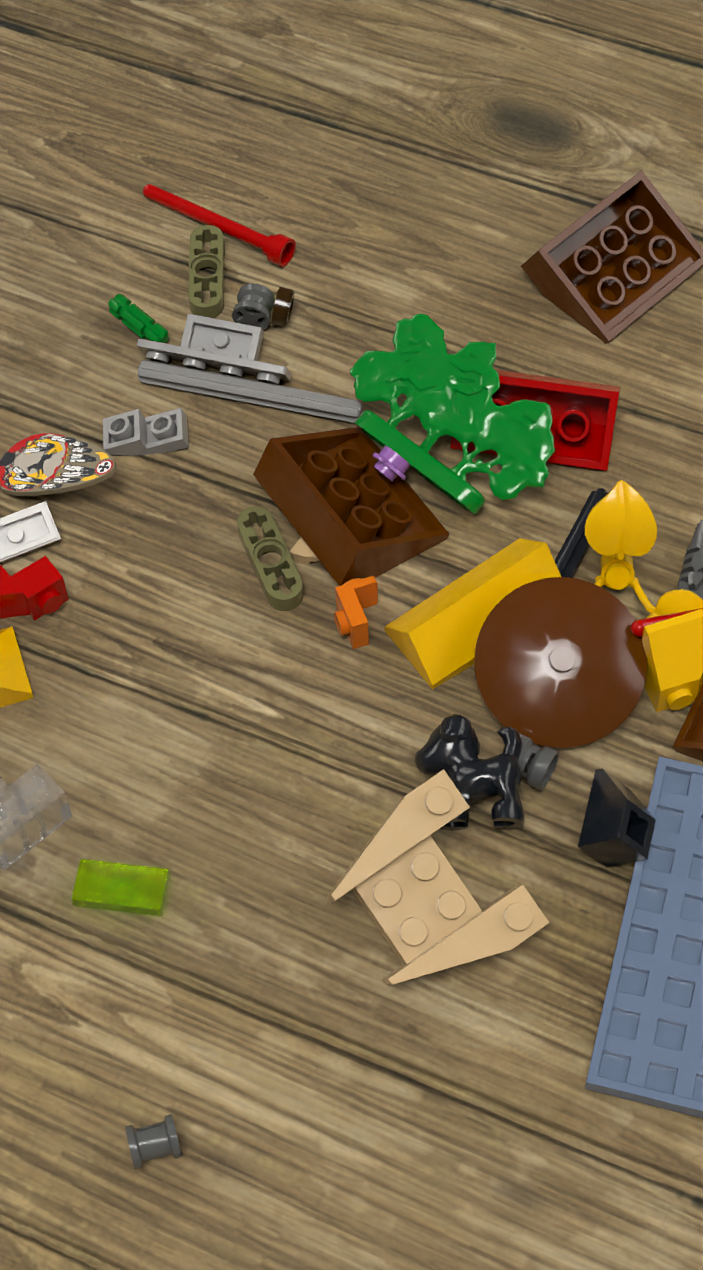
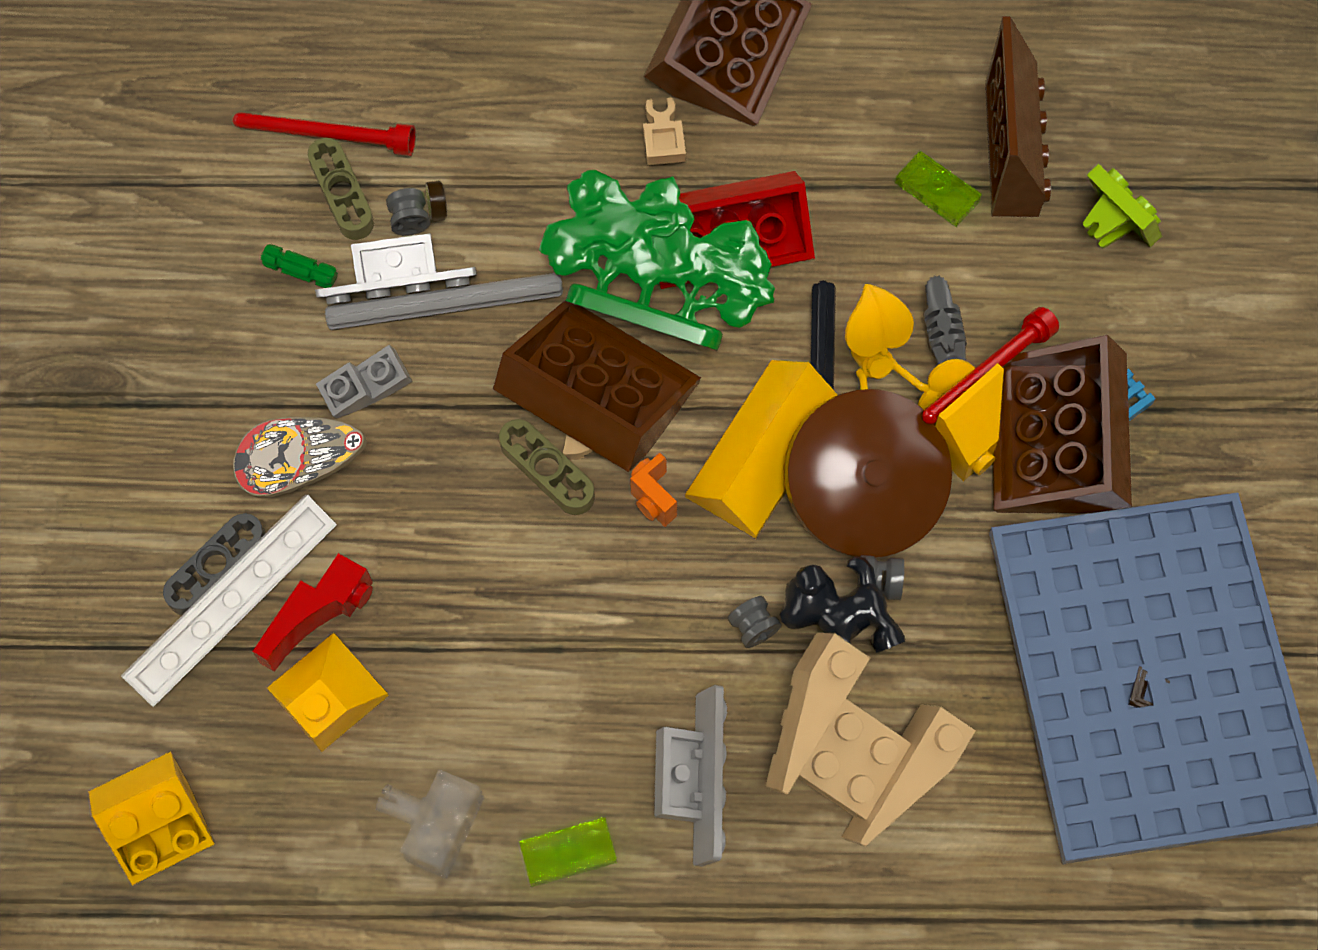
camera: 25 degrees left, 10 degrees up
(262, 864) = (692, 775): none -> light grey bracket
(390, 464) = (620, 331): medium lavender plate -> none
(391, 755) = (754, 621): none -> dark grey wheel
(515, 322) = (663, 136): none -> tan plate
(615, 823) = (983, 606): black slope -> none

